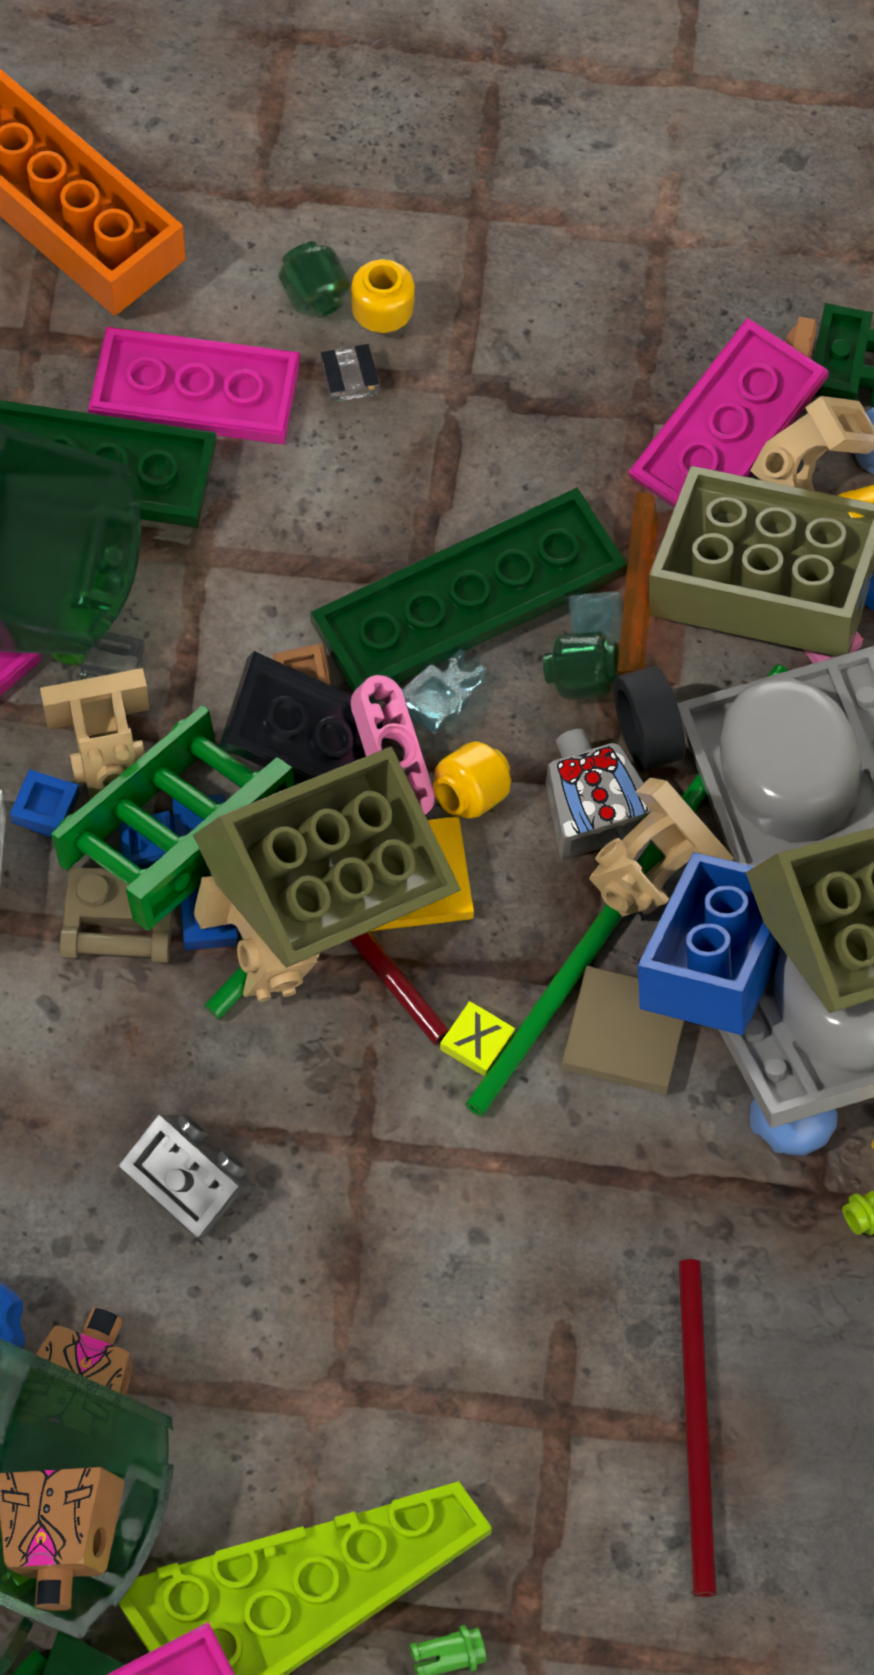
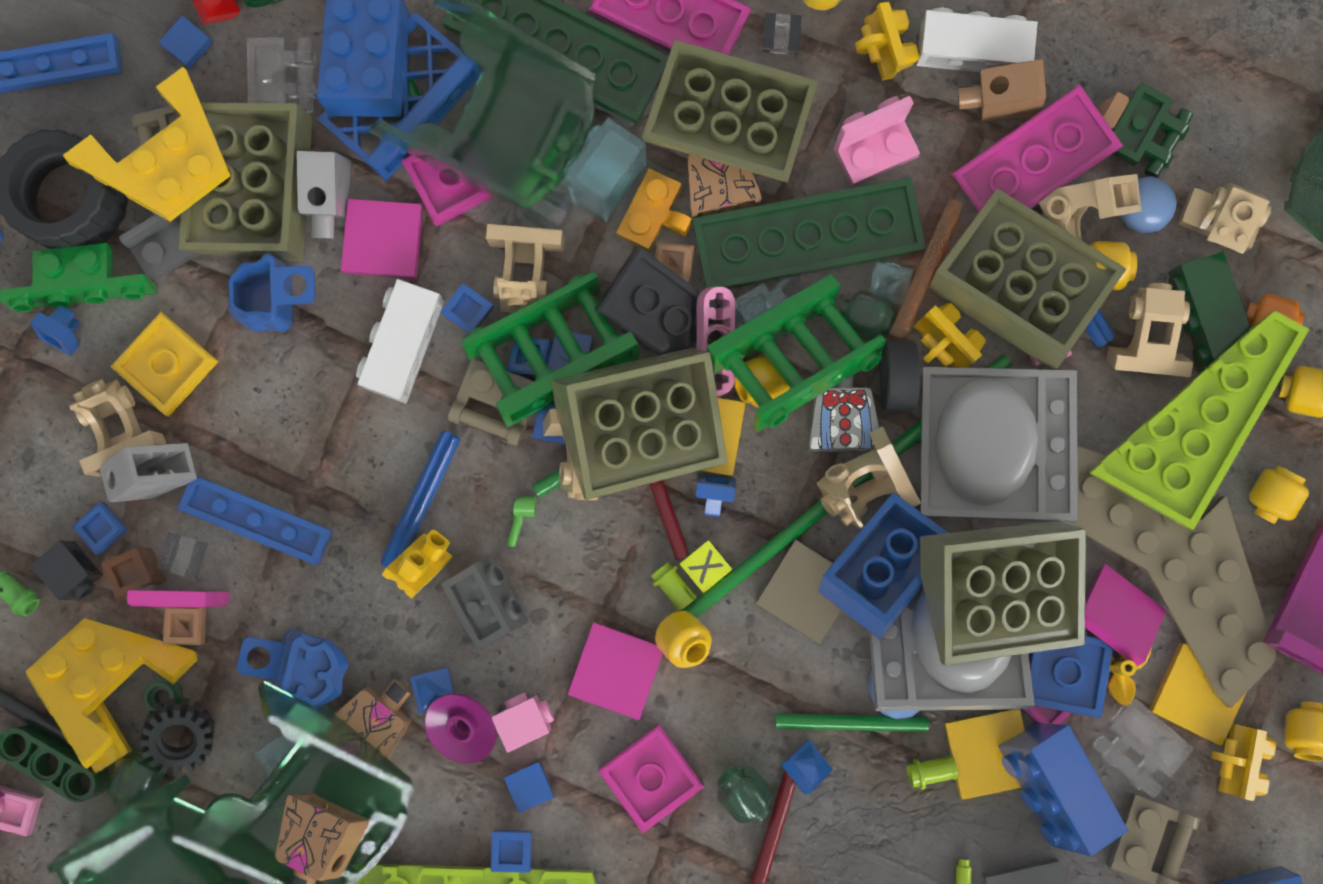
camera: 25 degrees right, 20 degrees up
(54, 1071) = (421, 496): none -> blue axle
(81, 1142) = (419, 563): none -> yellow hips
(153, 1314) = (430, 686): none -> blue tile
(176, 581) = (605, 169): none -> clear light blue brick
(188, 1361) = (454, 738): none -> magenta dish
(201, 1035) = (523, 507): none -> bright green hand
(253, 621) = (652, 211): none -> light orange plate
(293, 1310) = (523, 721): none -> bright pink brick
(317, 462) = (730, 110): none -> olive slope
(328, 554) = (719, 187): none -> medium nougat torso
(330, 1401) = (529, 786): none -> blue tile
(335, 1484) = (511, 851): none -> blue tile
(401, 1210) = (616, 671): none -> dark pink tile
(441, 1074) = (673, 586): none -> lime pin
(457, 936) = (715, 490): none -> blue tile
(479, 1130) = (683, 639): none -> yellow head
(483, 342) = (883, 41): none -> yellow hips
(485, 687) = (790, 318): none -> green fence
(498, 1337) = (651, 778): none -> dark pink tile
(514, 457) = (876, 141): none -> bright pink bracket
(602, 315) = (974, 40): none -> white brick
(635, 1310) = (744, 794): none -> clear green head
(661, 355) = (1007, 92): none -> medium nougat torso
(695, 663) = (946, 340): none -> yellow hips
(707, 1250) = (807, 767): none -> blue tile
(746, 1179) = (850, 722): none -> green bar

